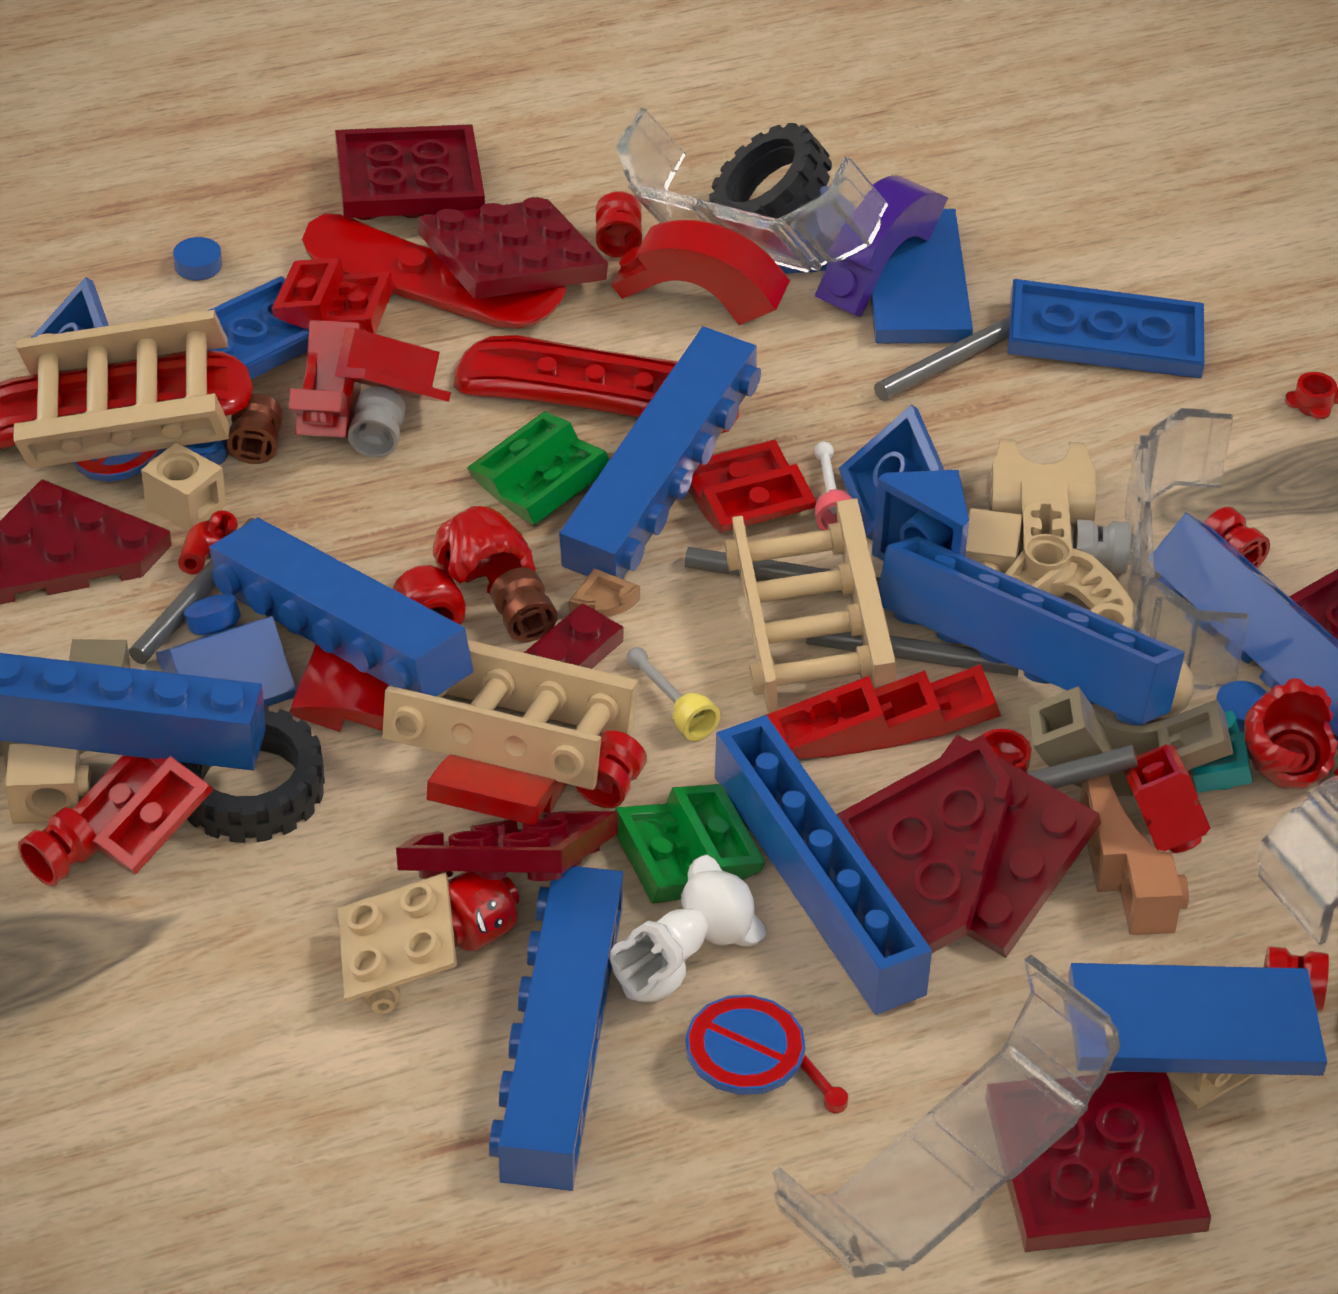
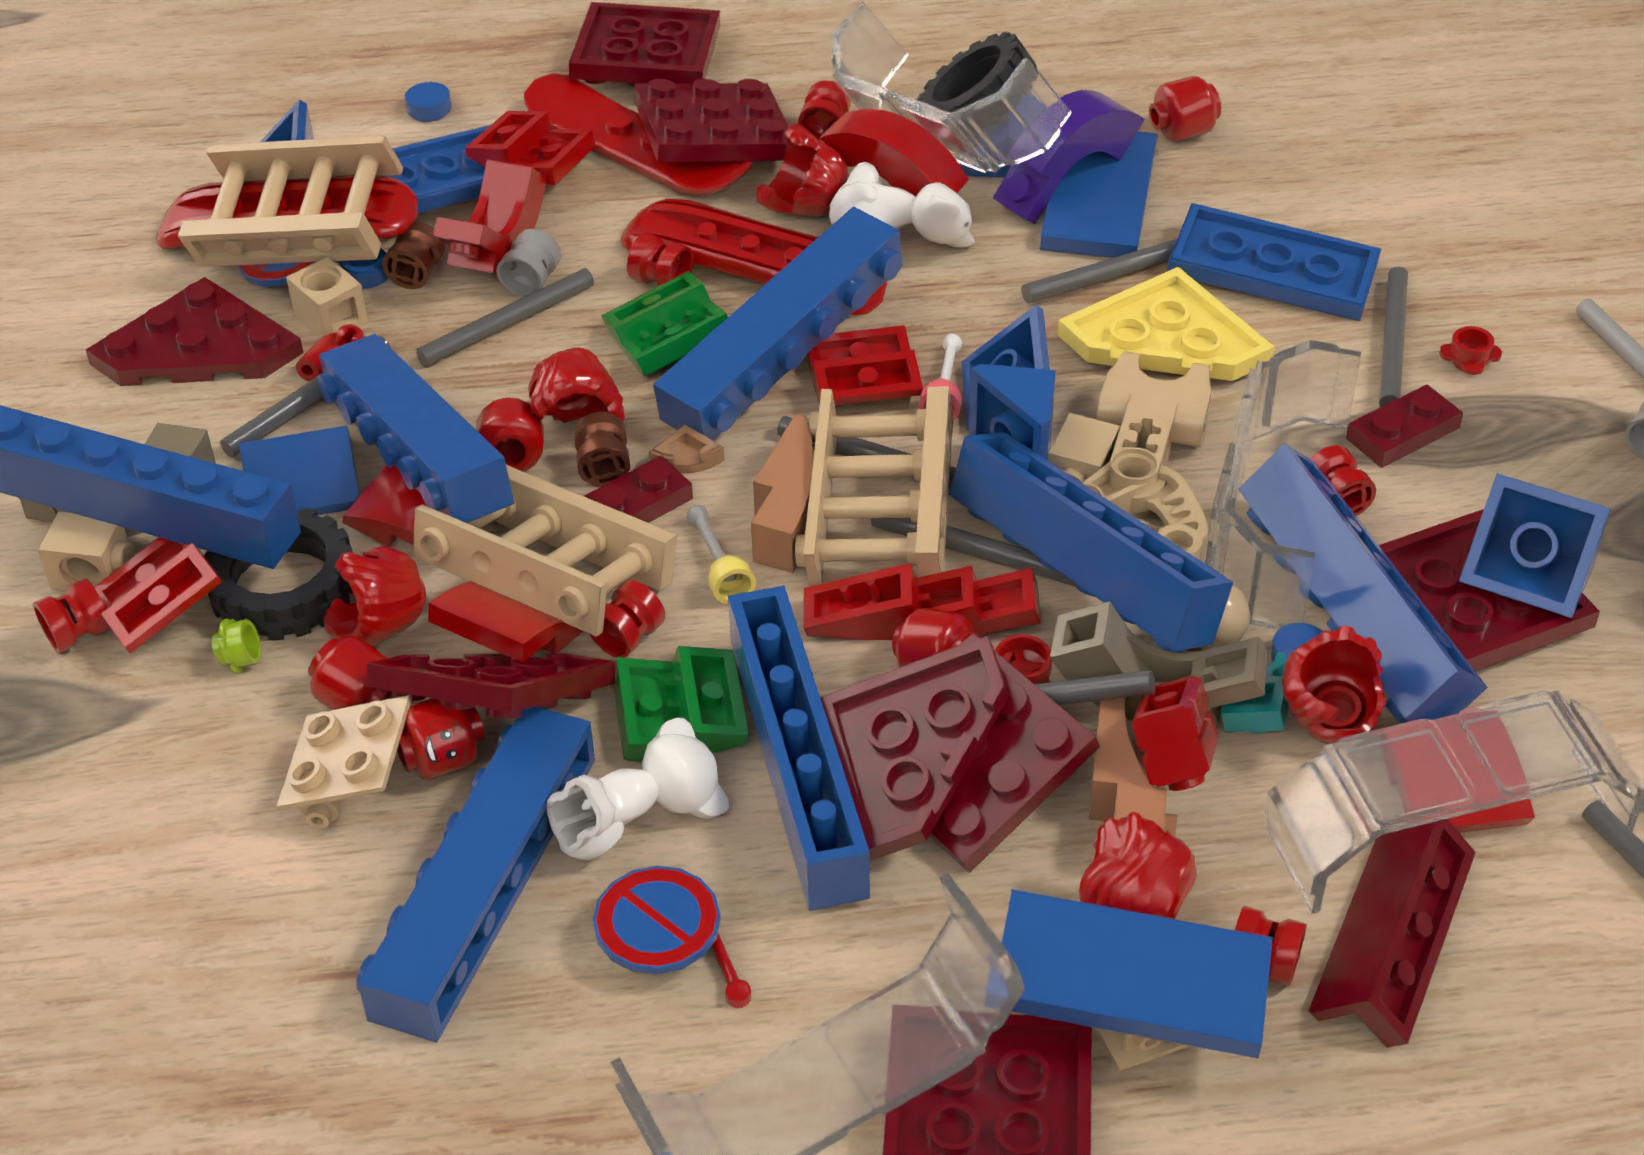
camera: 15 degrees right, 0 degrees up
(212, 614) = (307, 418): blue tile -> none
(234, 850) = (236, 644): none -> lime plate
(365, 863) = (341, 673): none -> red head
(368, 481) = (504, 317): none -> dark grey bar
(369, 786) = (386, 595): none -> red hair
(389, 364) = (552, 210): red panel -> none
(509, 403) = (658, 262): none -> red wheel
(629, 296) = (806, 178): none -> red hair
(722, 628) = (783, 497): none -> nougat slope
(772, 319) = (935, 212): none -> white animal
(908, 746) = (929, 633): none -> red head
(977, 180) = (1185, 108): none -> red head
(1031, 404) = (1171, 327): none -> light yellow plate
(1106, 543) = (1198, 465): light grey wheel -> none
(1170, 926) = (1138, 868): none -> red hair
(1239, 392) = (1393, 336): none -> dark grey bar
(1273, 477) = (1404, 425): none -> dark red plate

